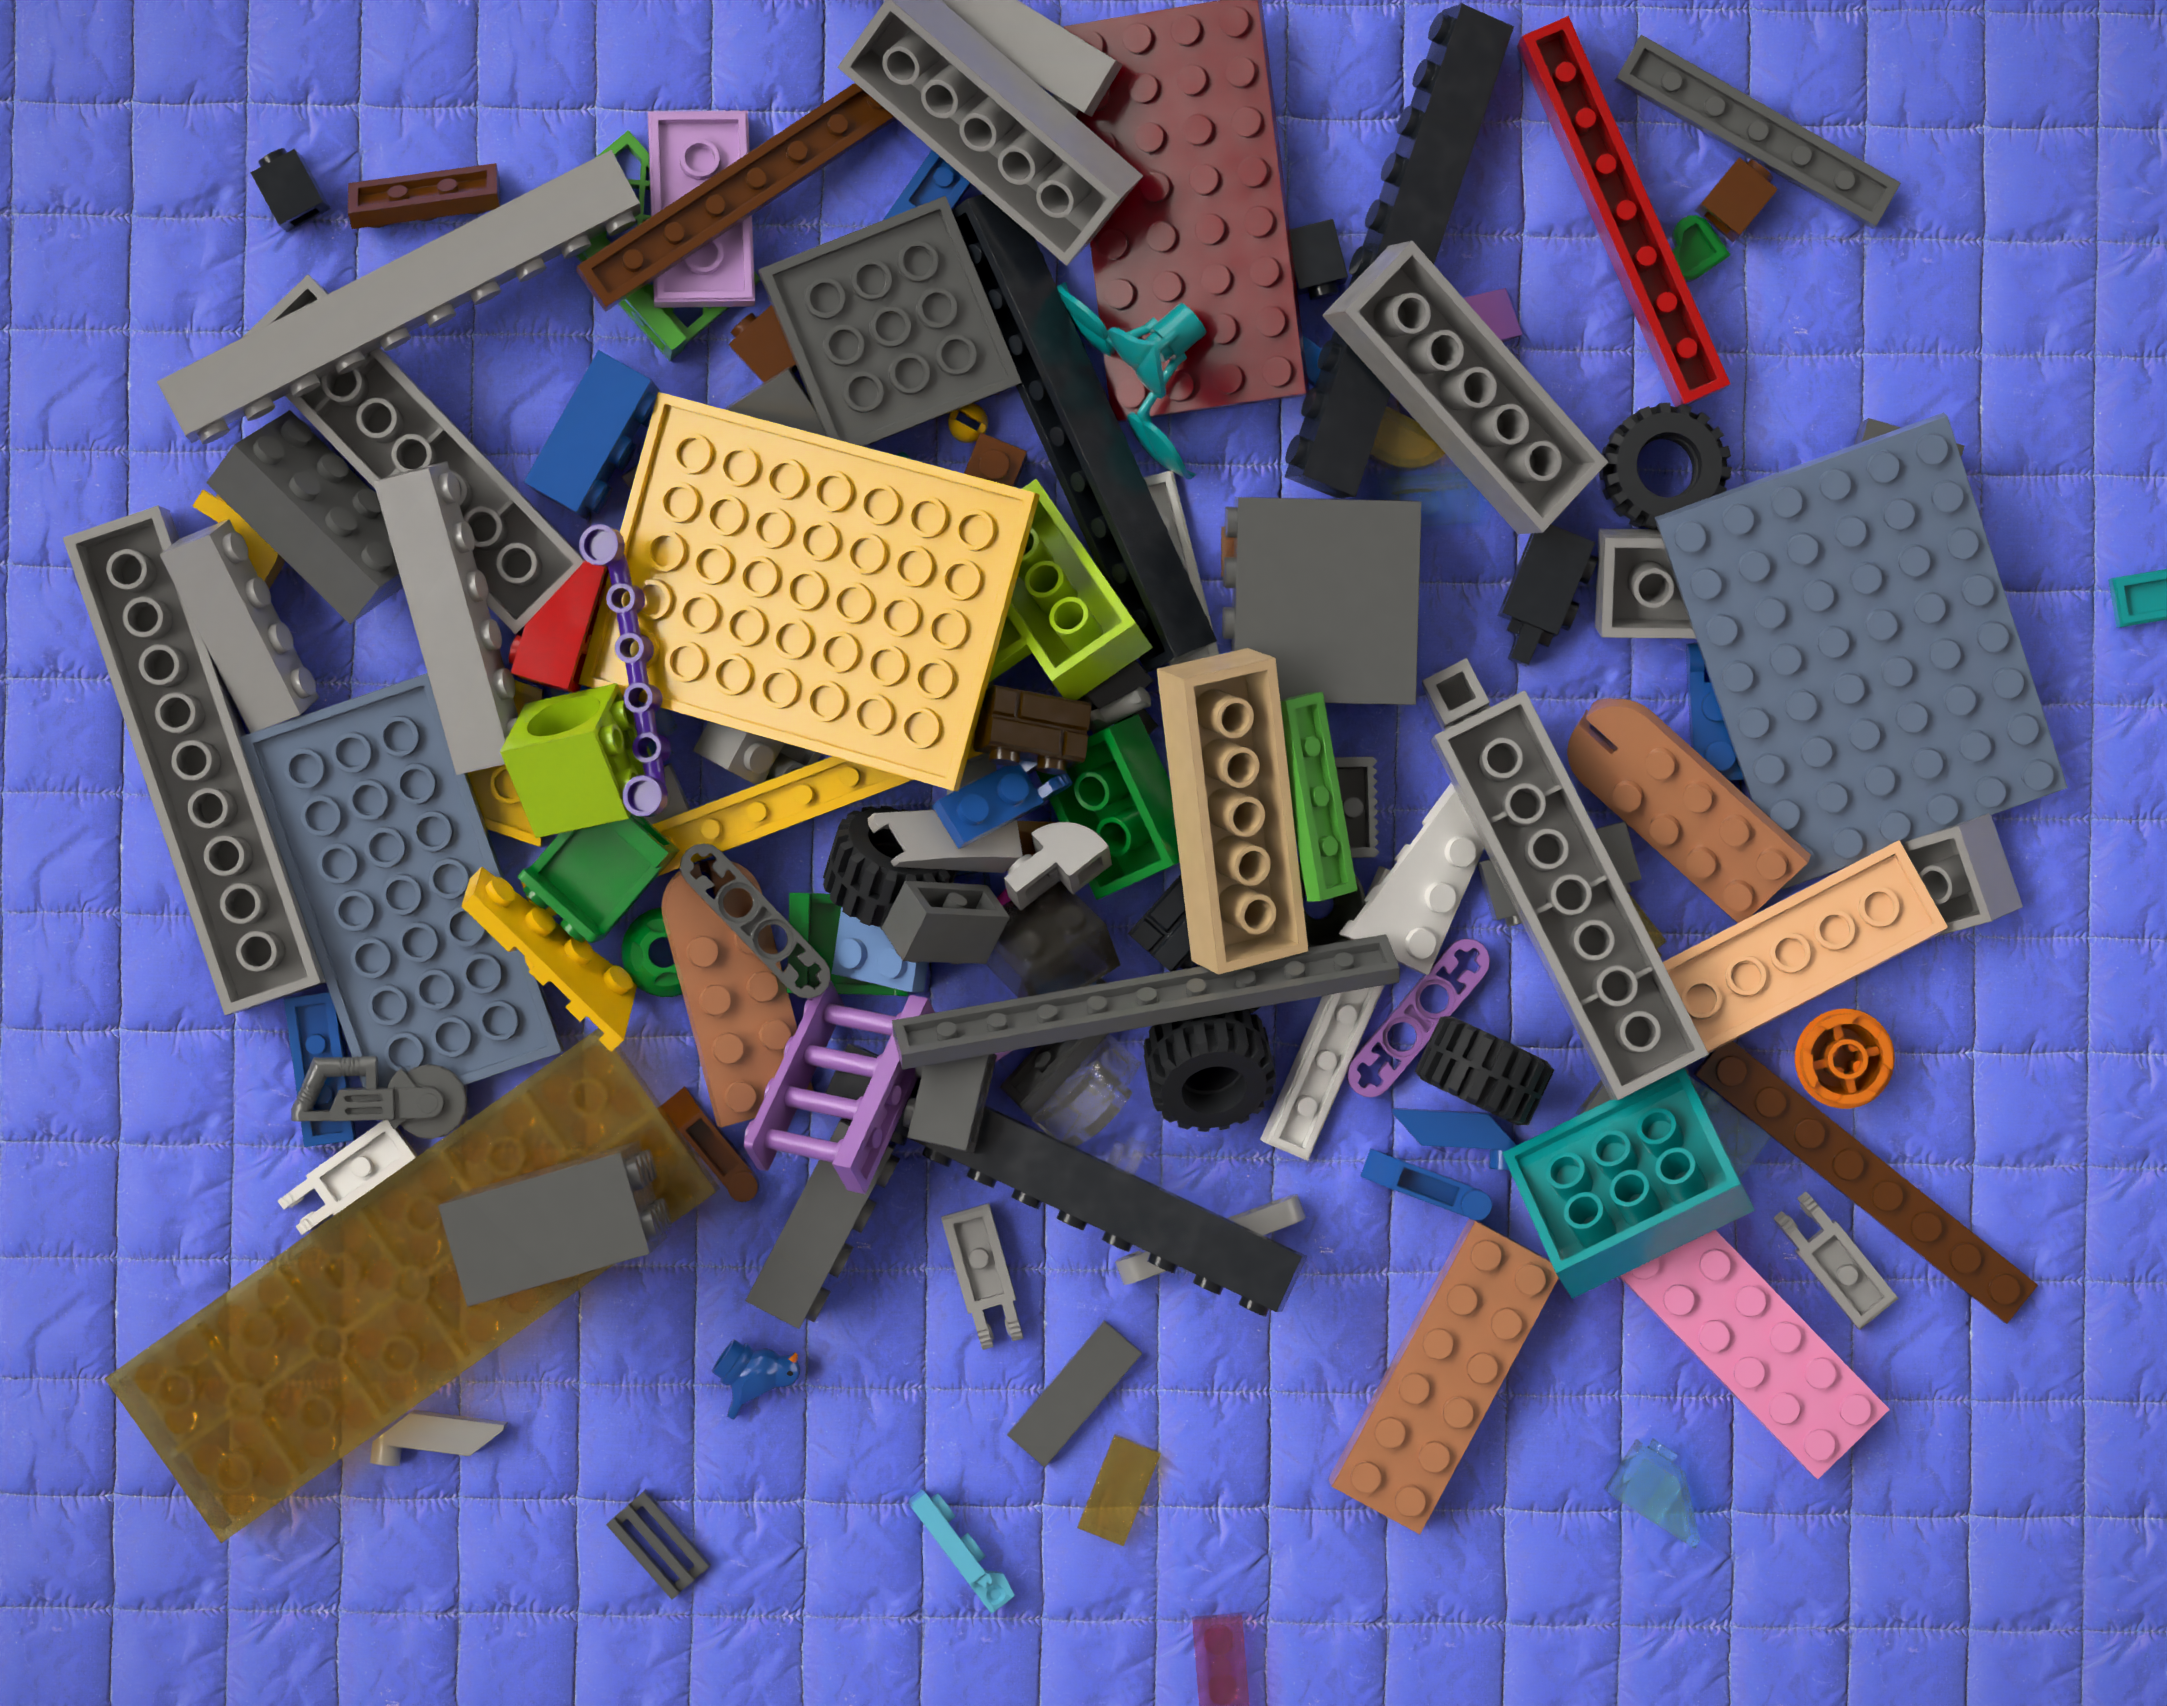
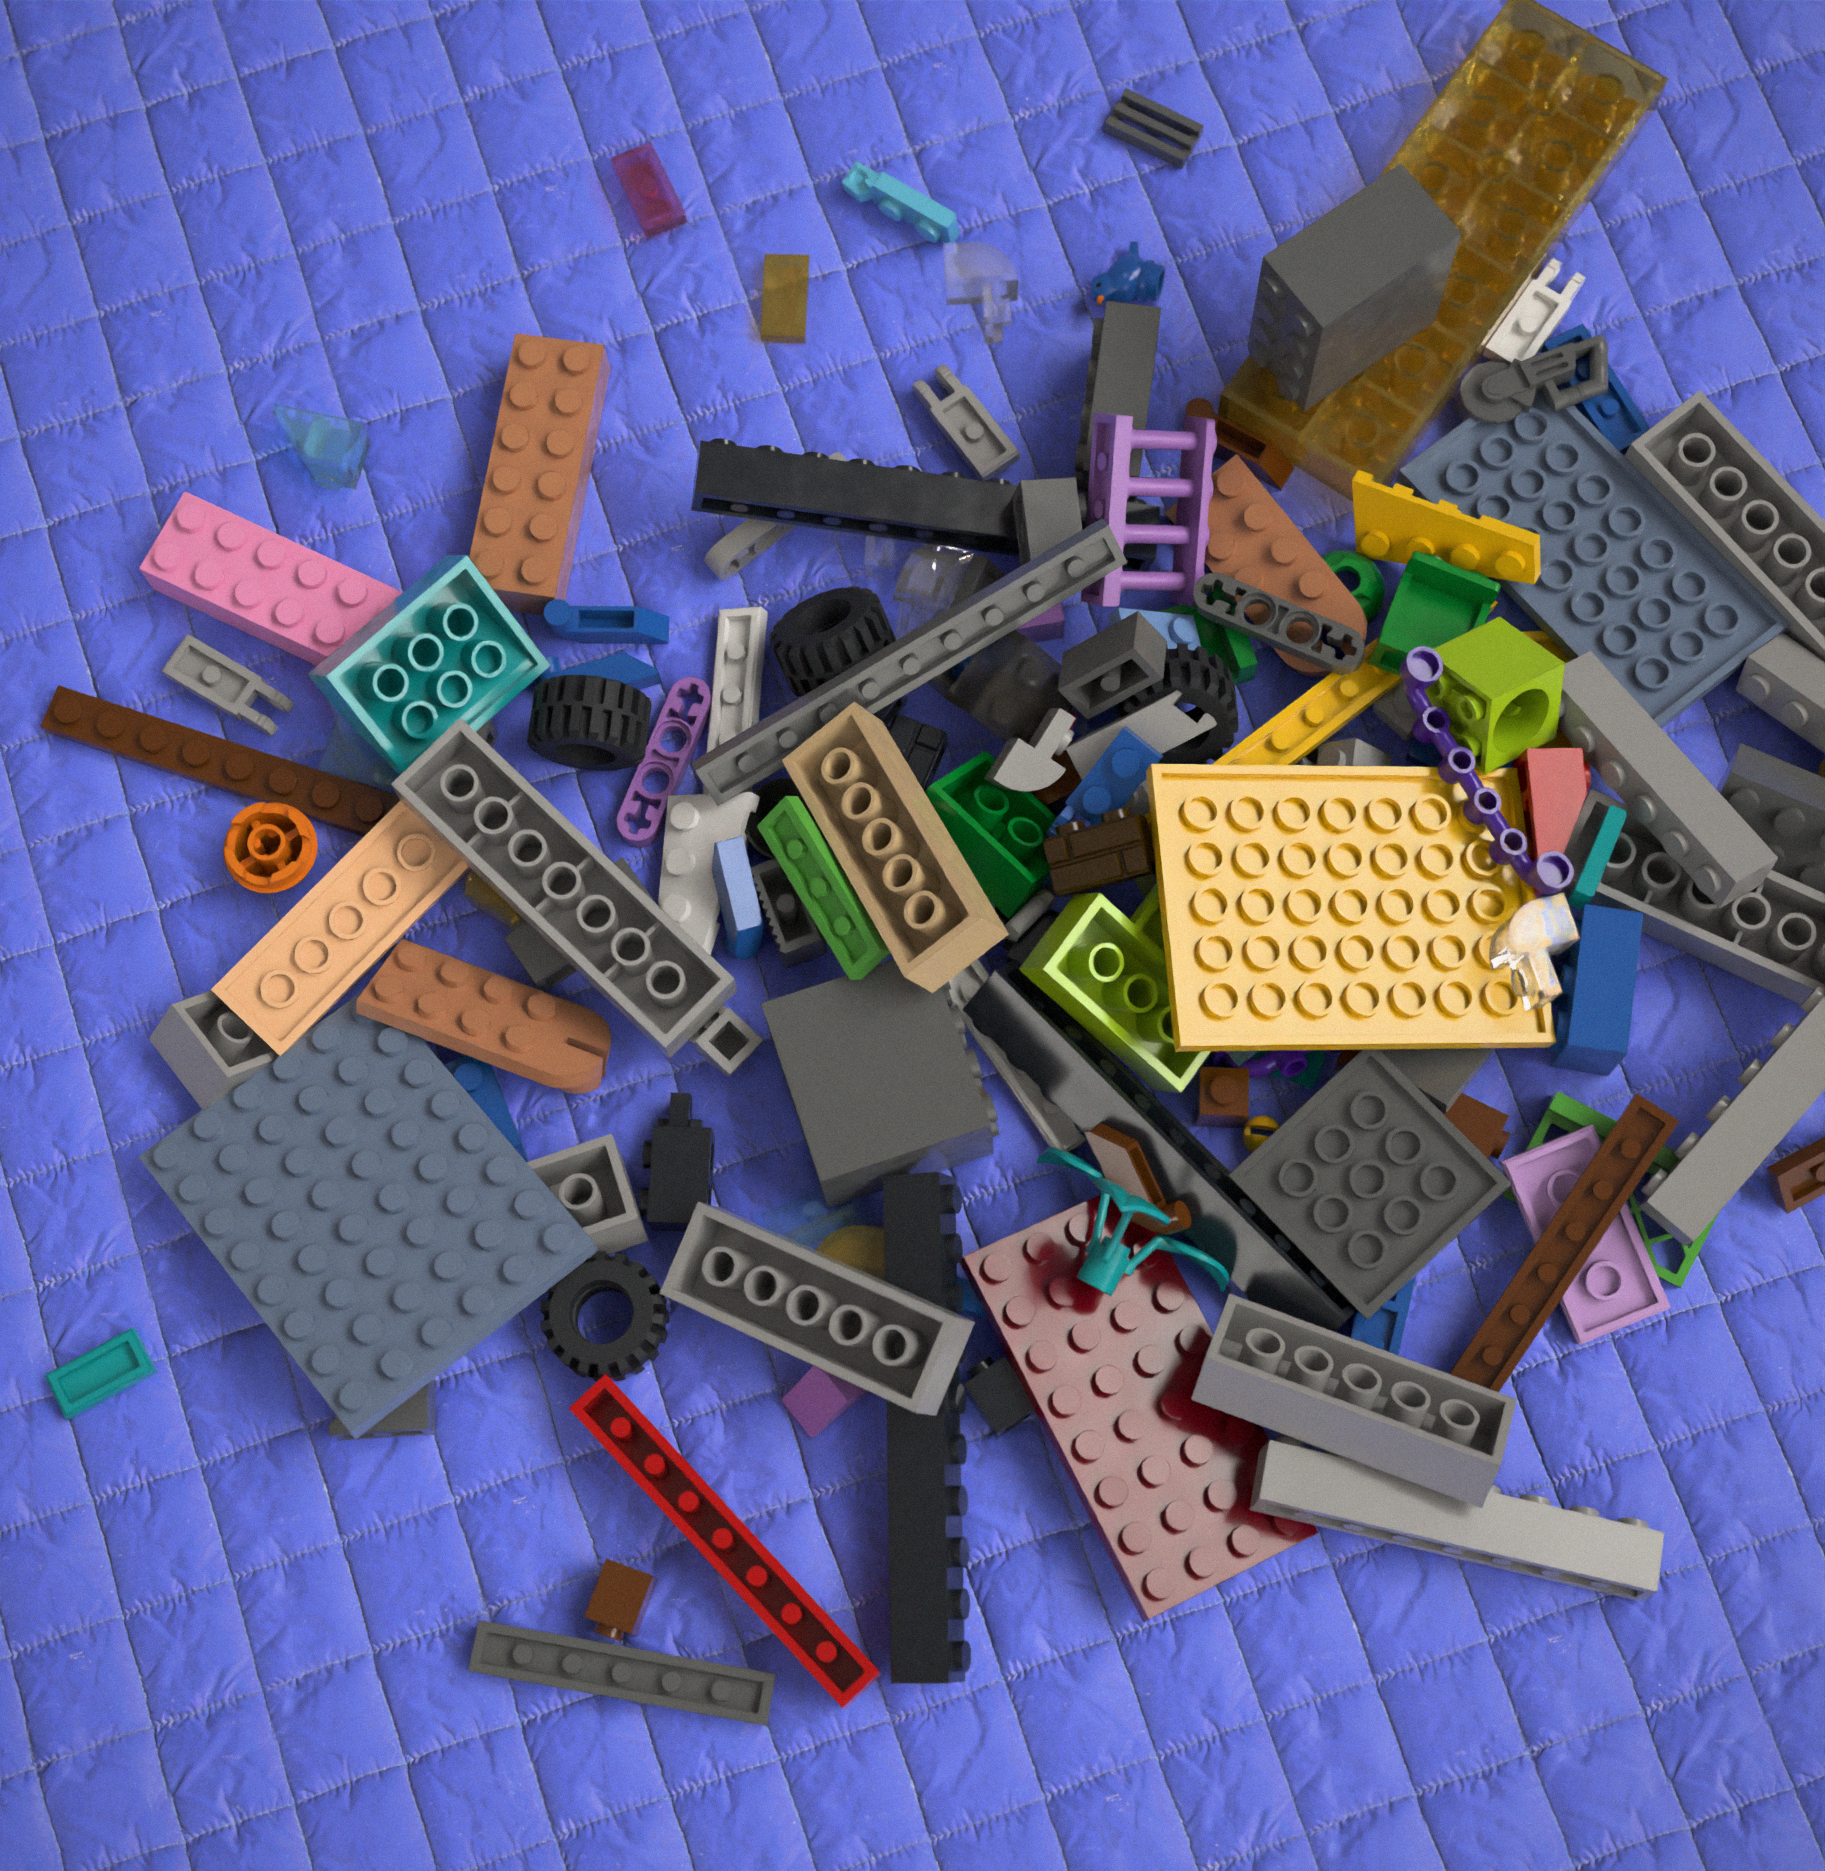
camera: 165 degrees right, 15 degrees down
(434, 1433) = (1370, 147): light grey piece -> none
(543, 555) = (1597, 857): none -> teal tile
(652, 495) = (1527, 941): none -> clear brick
(905, 1435) = (985, 276): none -> clear brick
(1074, 1393) = (851, 359): dark grey tile -> none
(1115, 406) = (1127, 1166): none -> reddish brown piece
(1398, 833) = (737, 898): none -> piece
(1696, 247) = (644, 1539): green tile -> none

